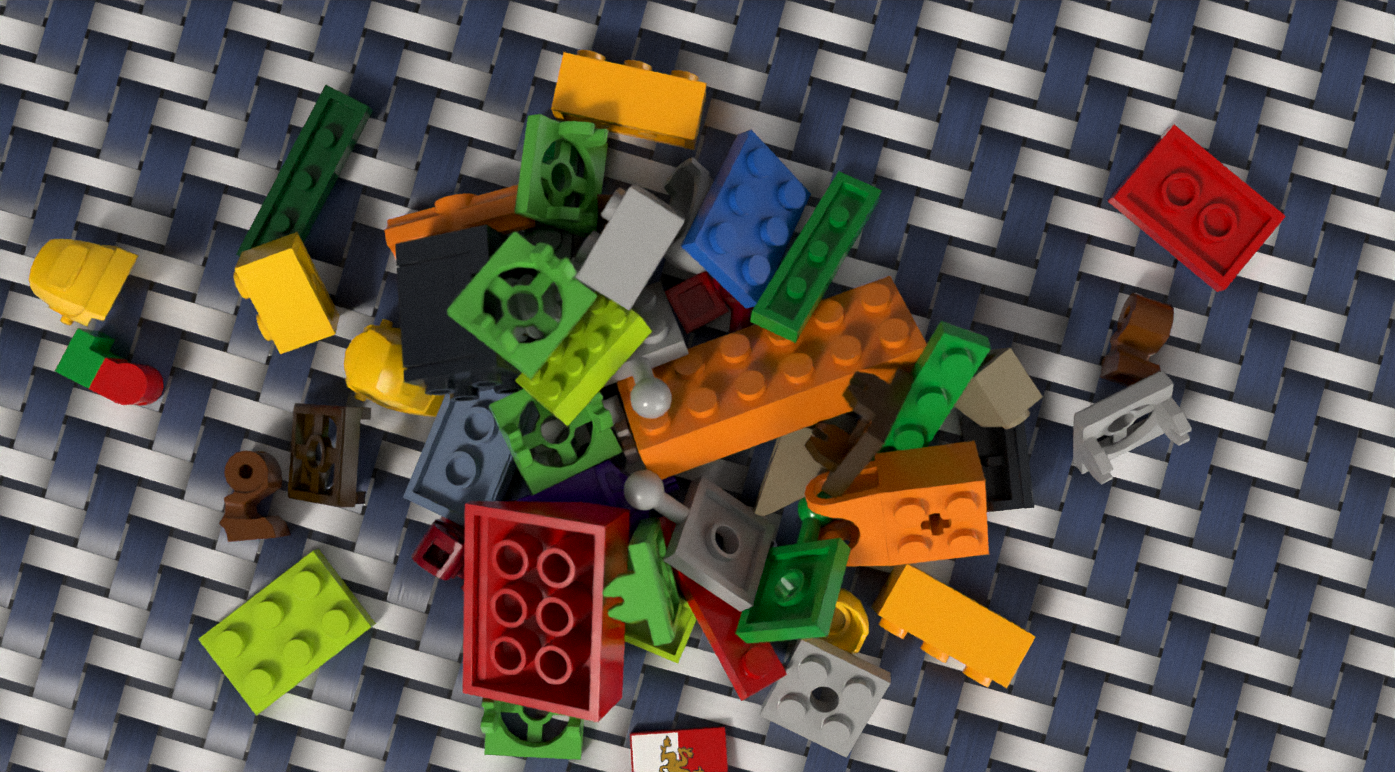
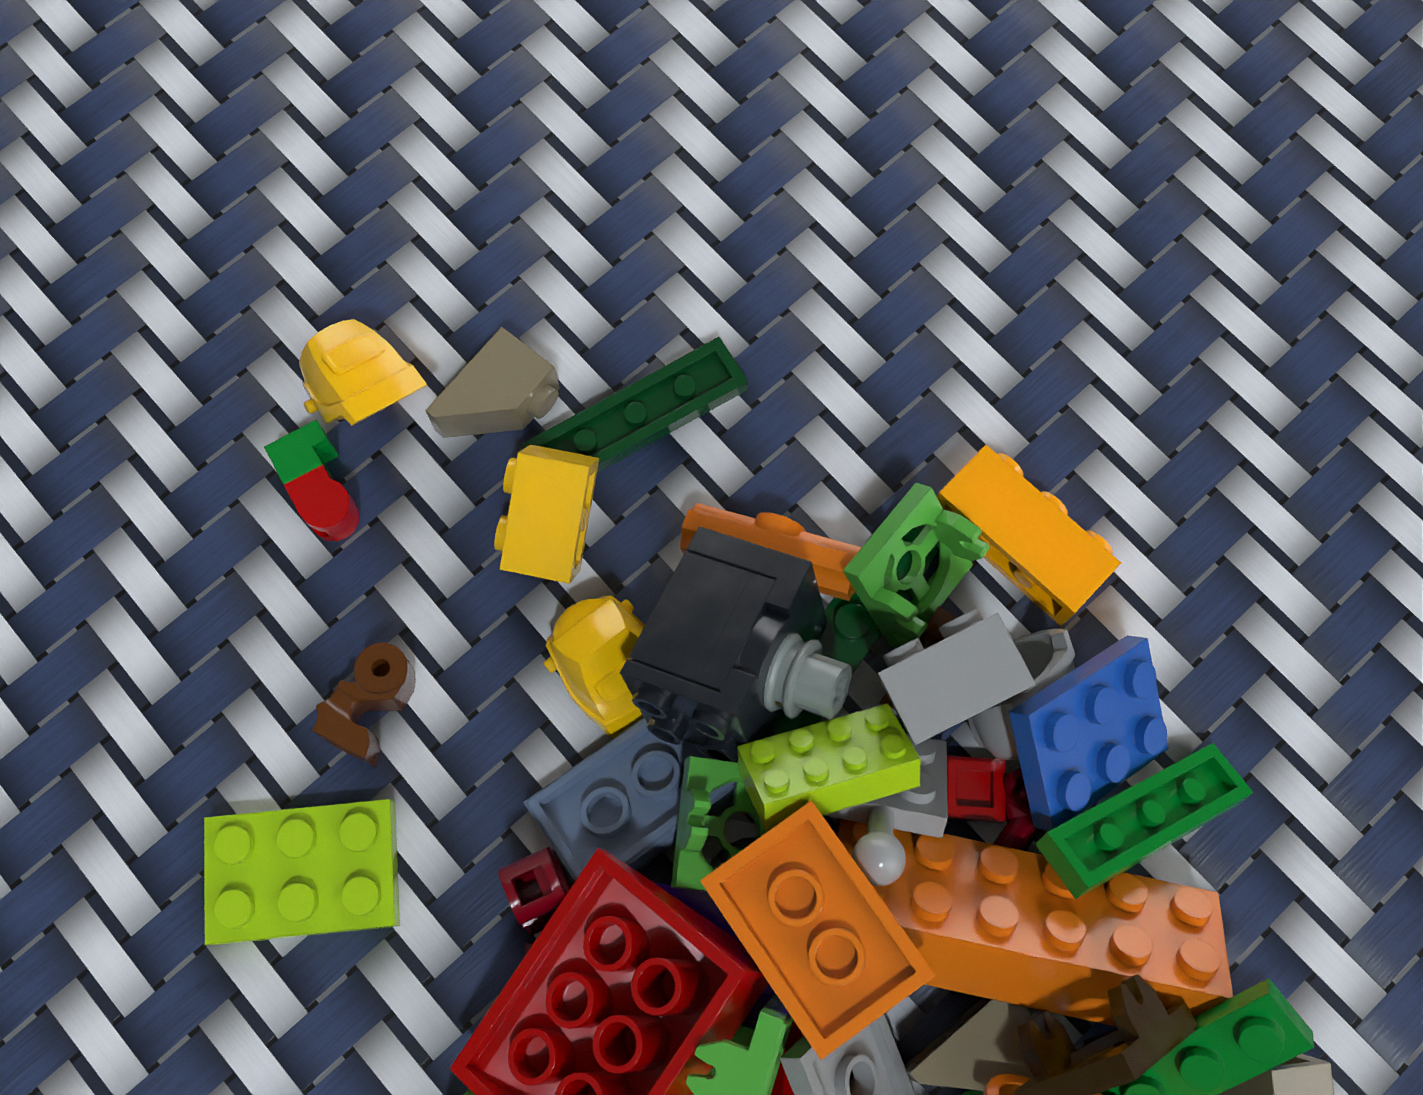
camera: 30 degrees right, 15 degrees down
(192, 225) = (496, 390): none -> dark tan slope
(307, 477) = (438, 712): dark brown piece -> none
(520, 253) = (763, 685): bright green piece -> none
(634, 469) = (817, 929): none -> orange plate

